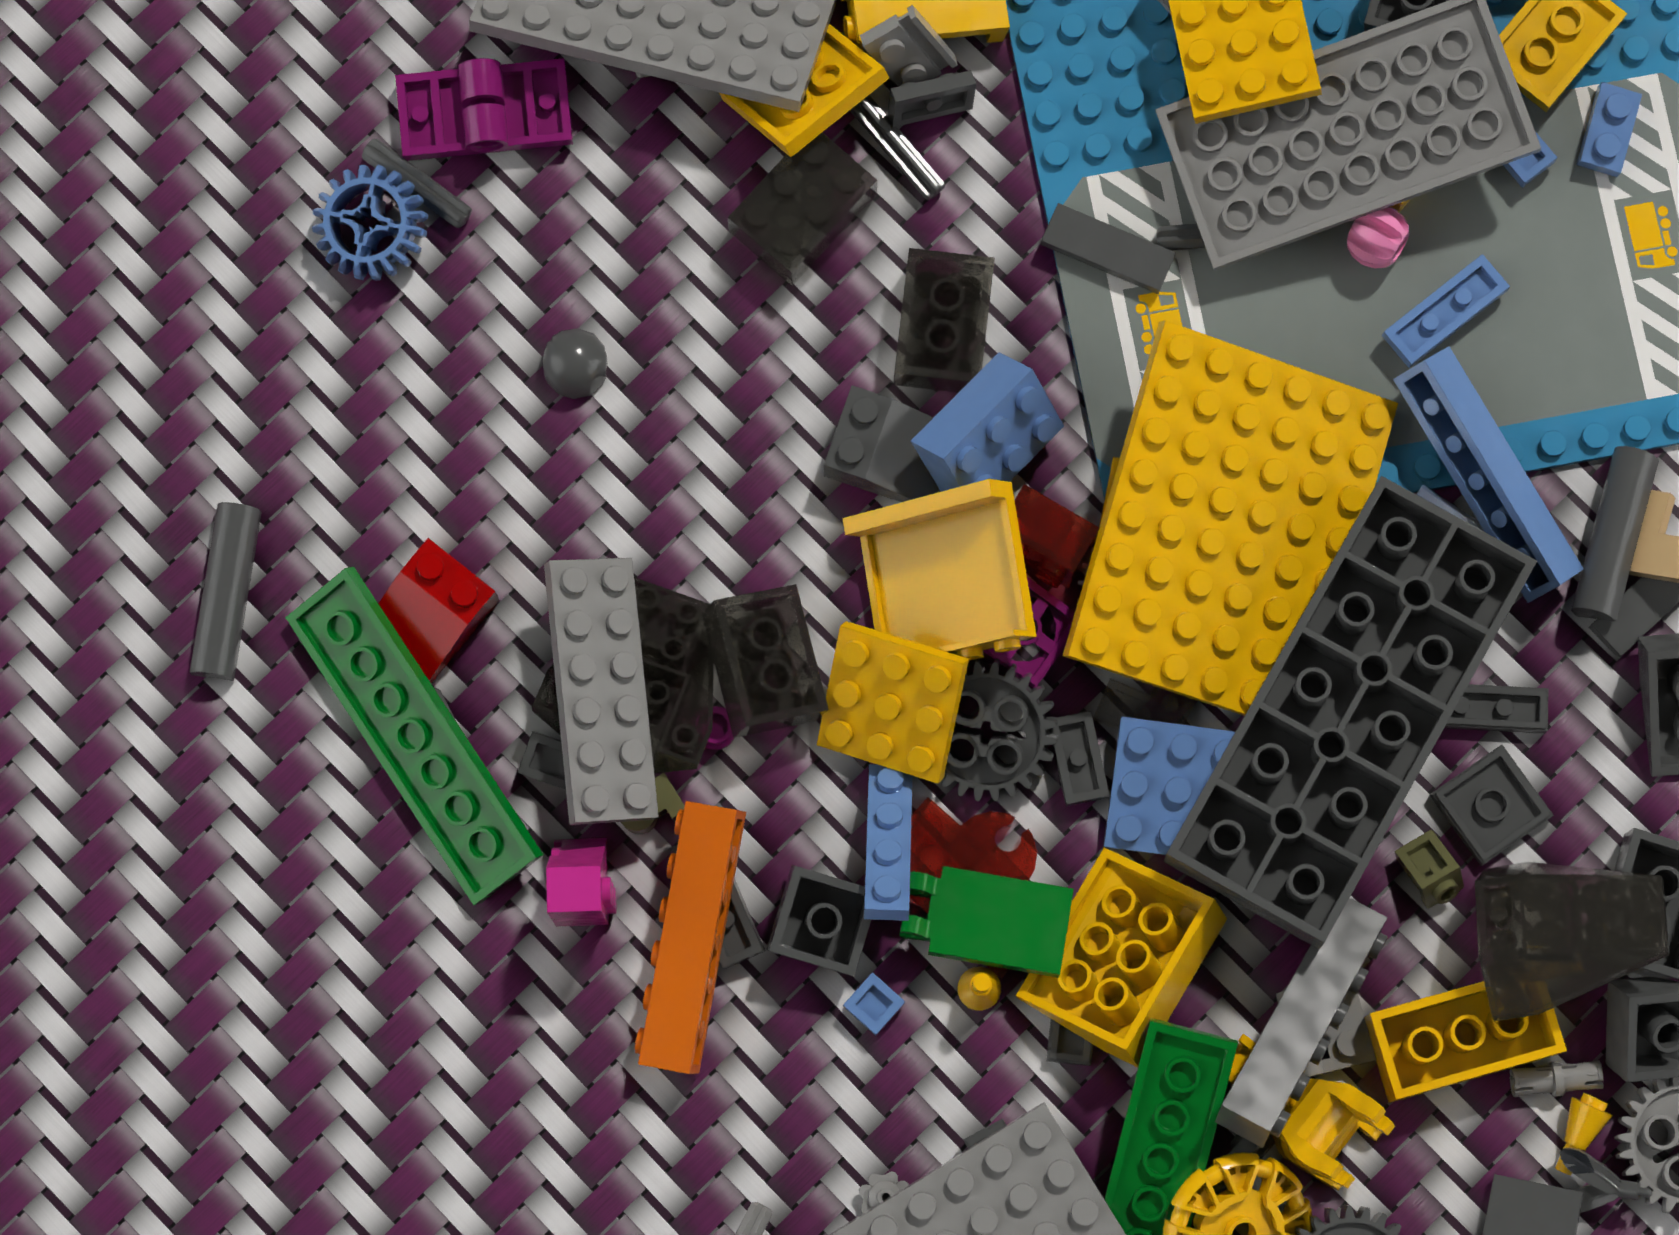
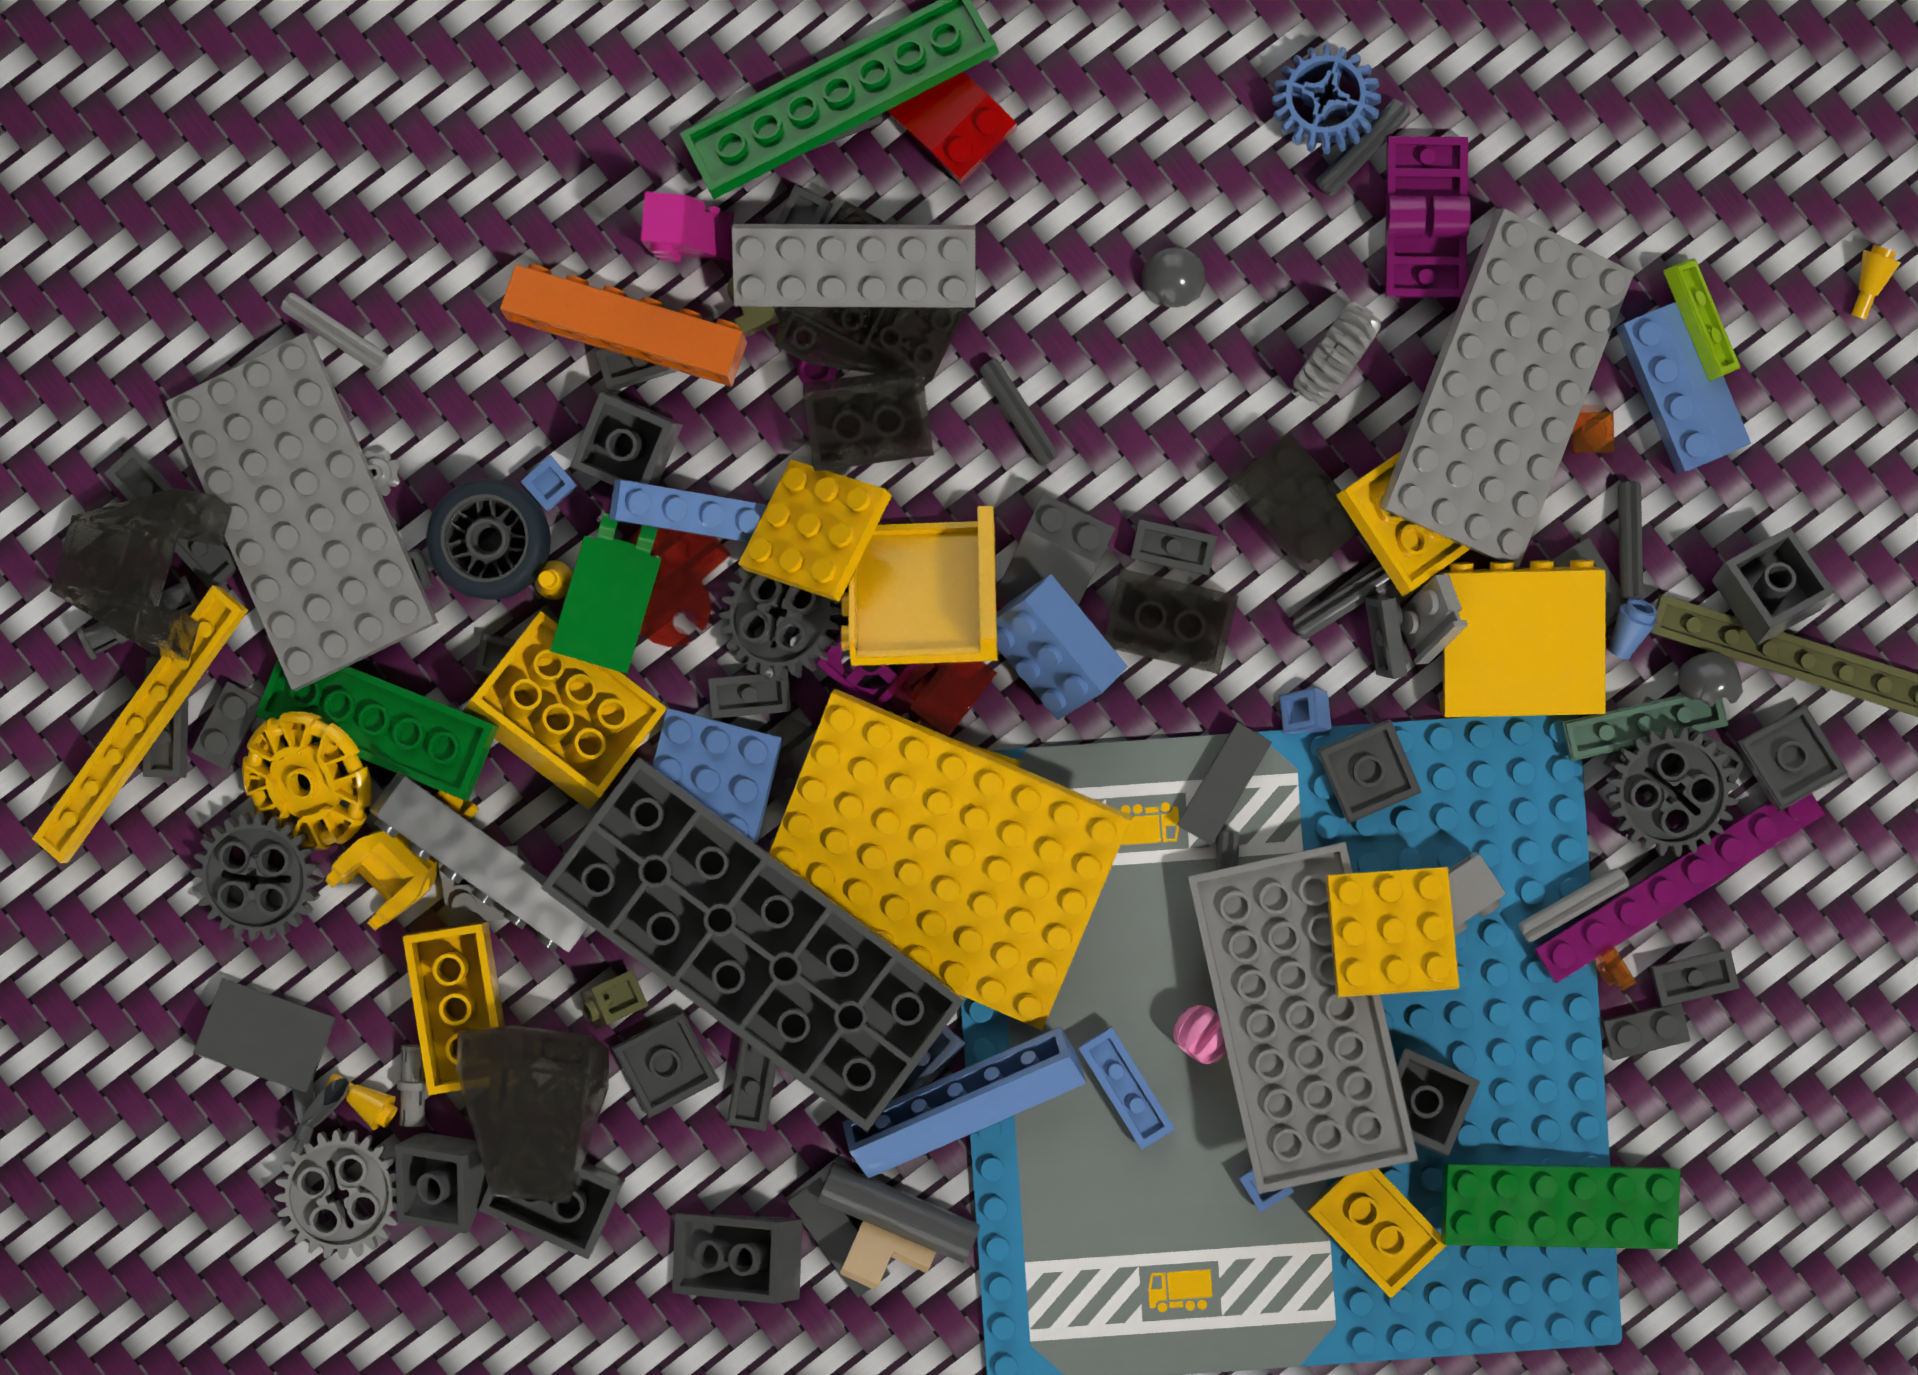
camera: 100 degrees right, 10 degrees up
(639, 178) = (1337, 353): none -> light grey gear
(737, 508) = (1018, 412): none -> dark grey axle
(863, 329) = (1173, 547): none -> dark grey plate
(950, 1023) = (457, 531): none -> wheel
(1021, 176) = (1305, 711): none -> medium blue slope
(1075, 101) = (1368, 771): none -> dark grey tile
(1609, 129) = (1284, 1266): medium blue plate -> none

